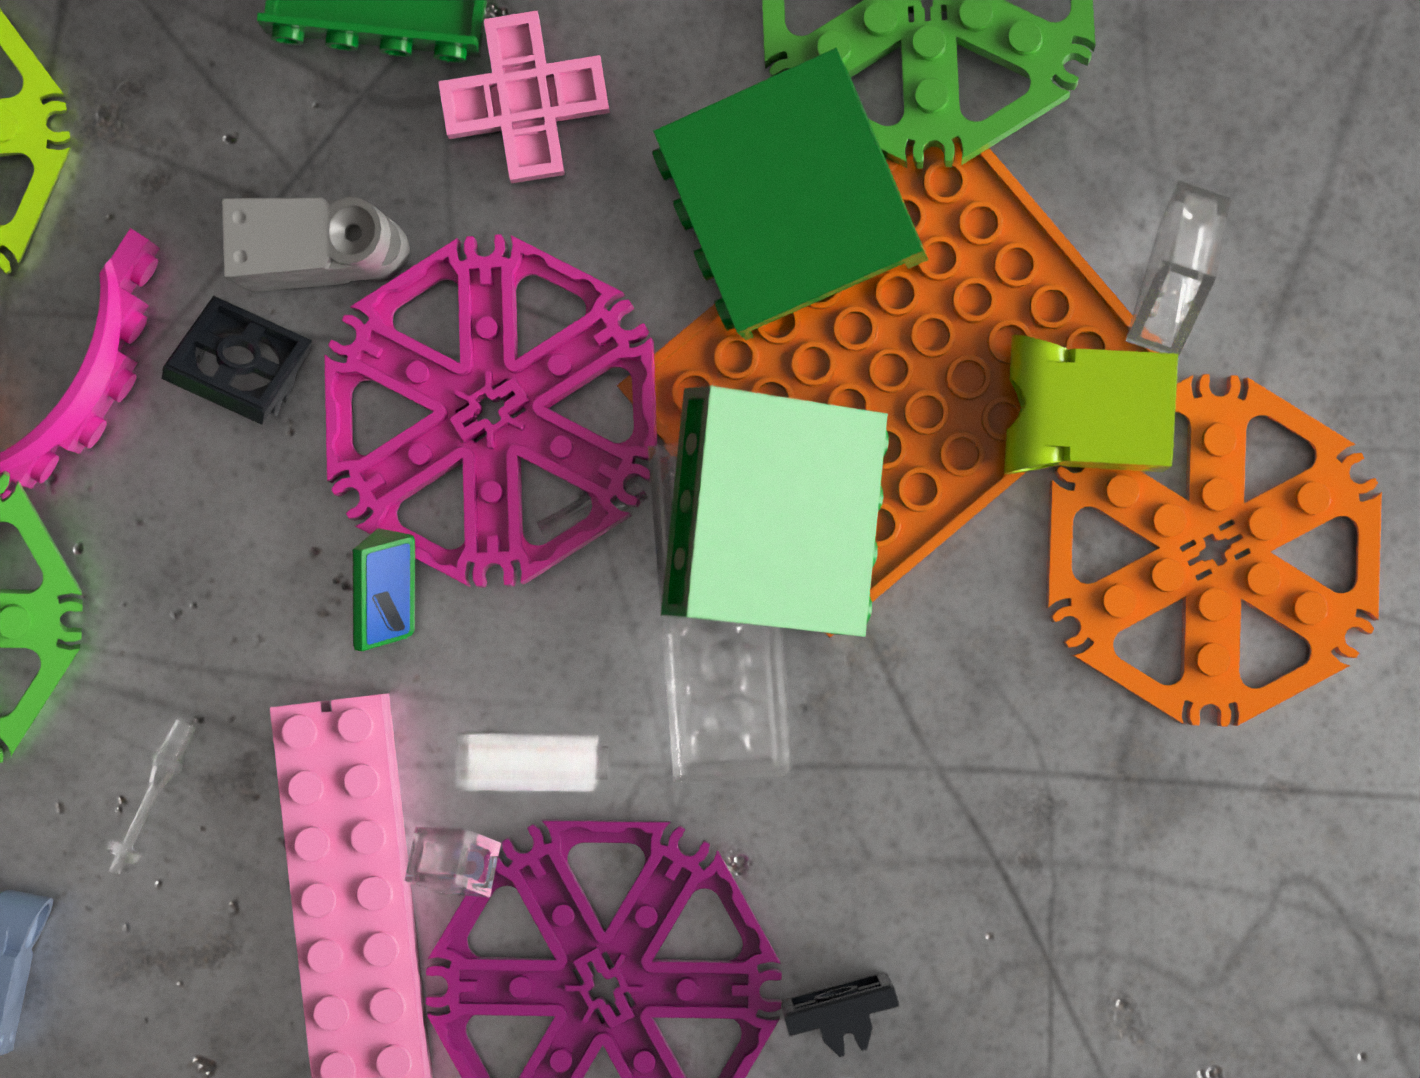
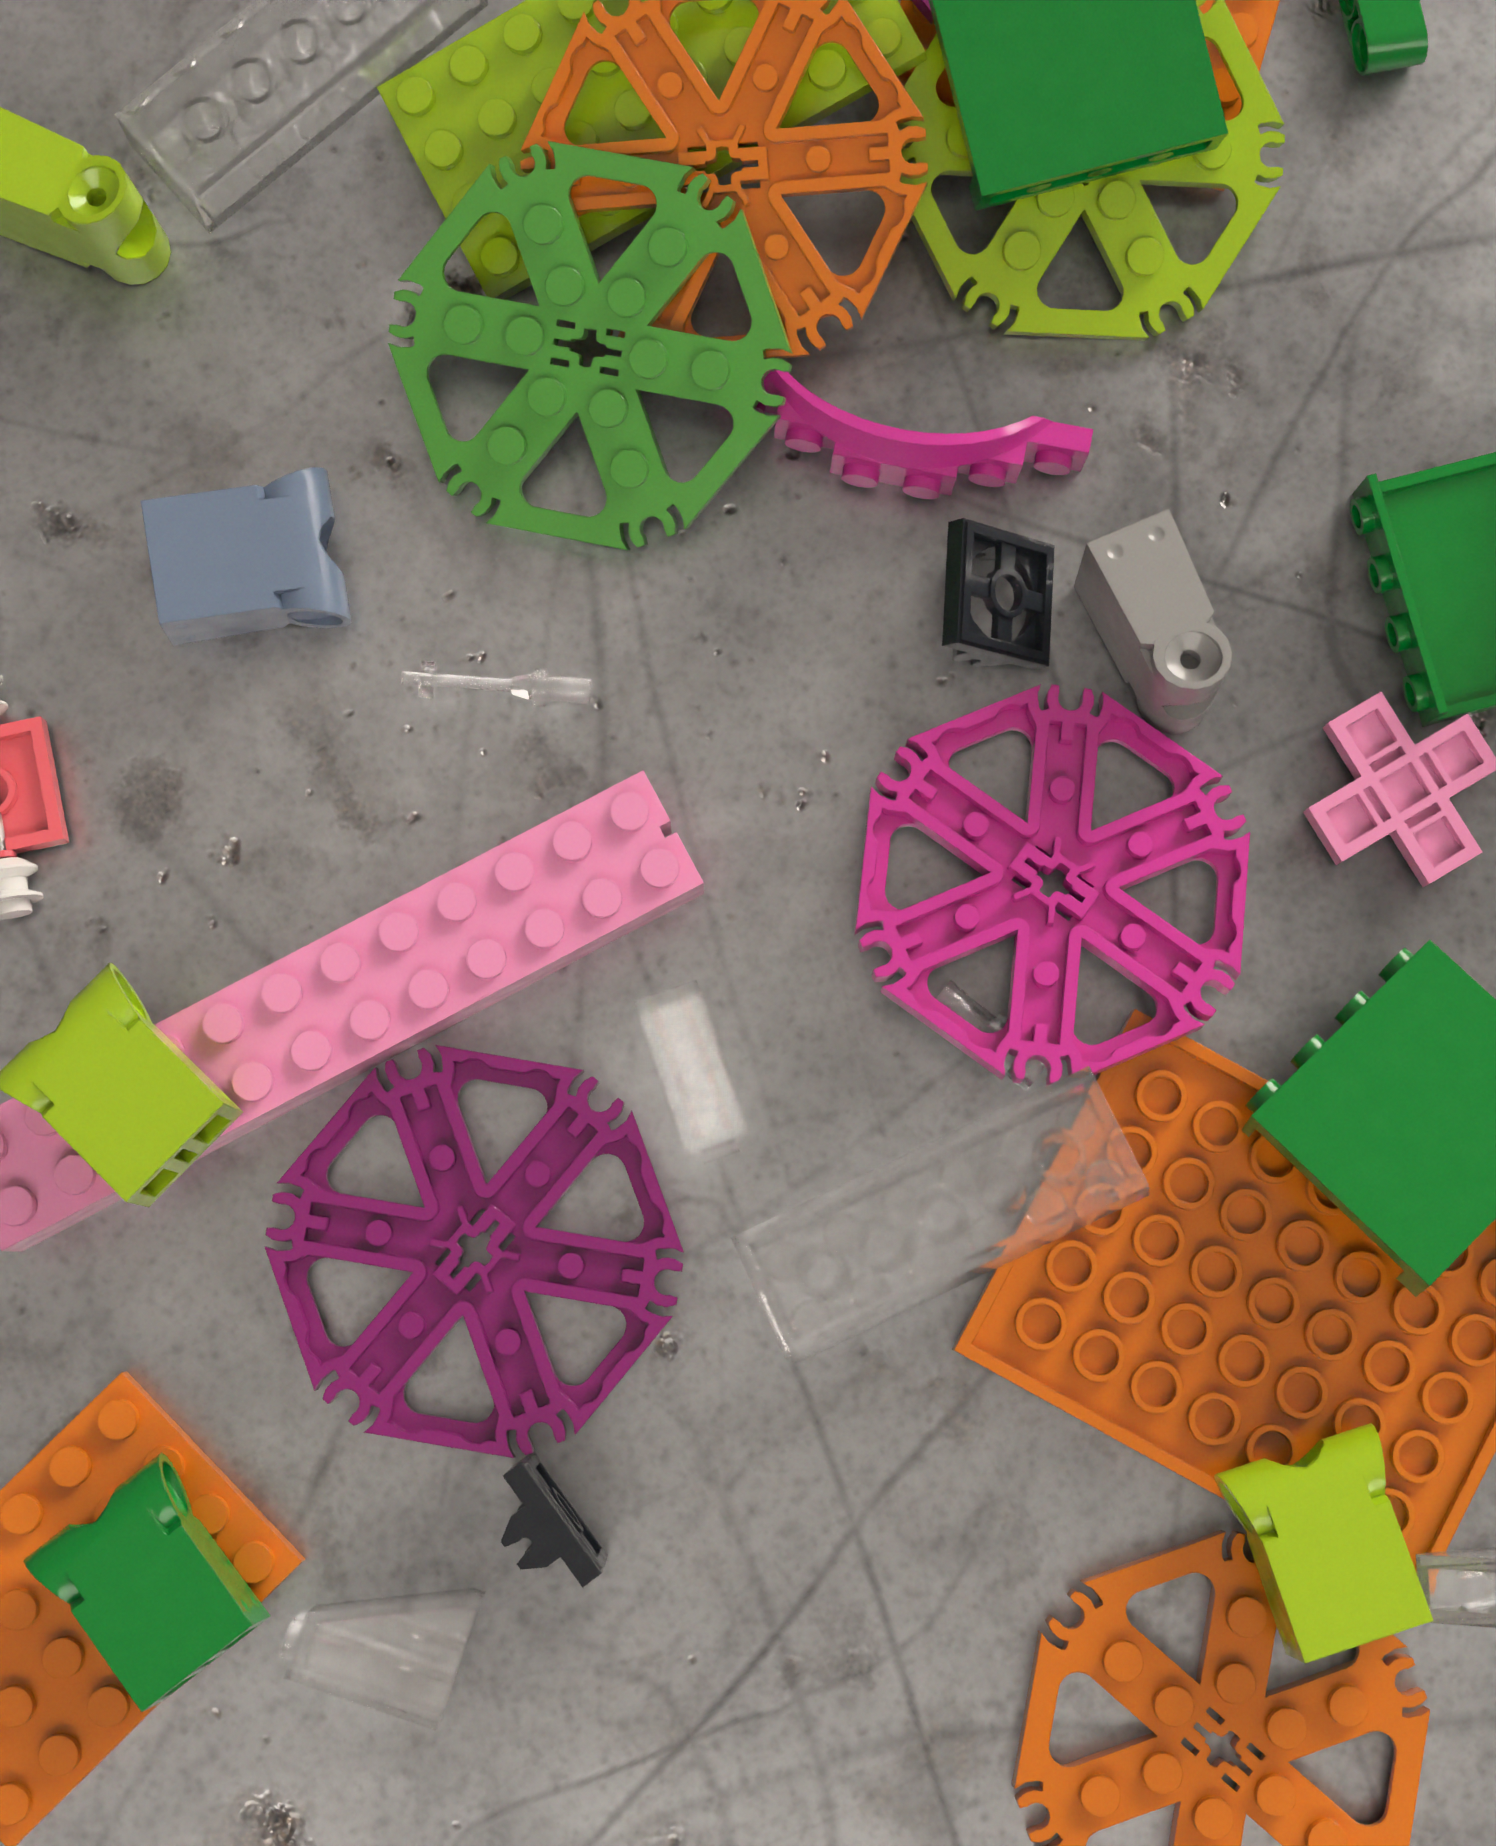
camera: 60 degrees right, 5 degrees down
(383, 589) = (816, 842): slope -> none
(452, 861) = (551, 1030): clear brick -> none
(774, 512) = (1074, 1233): panel -> none

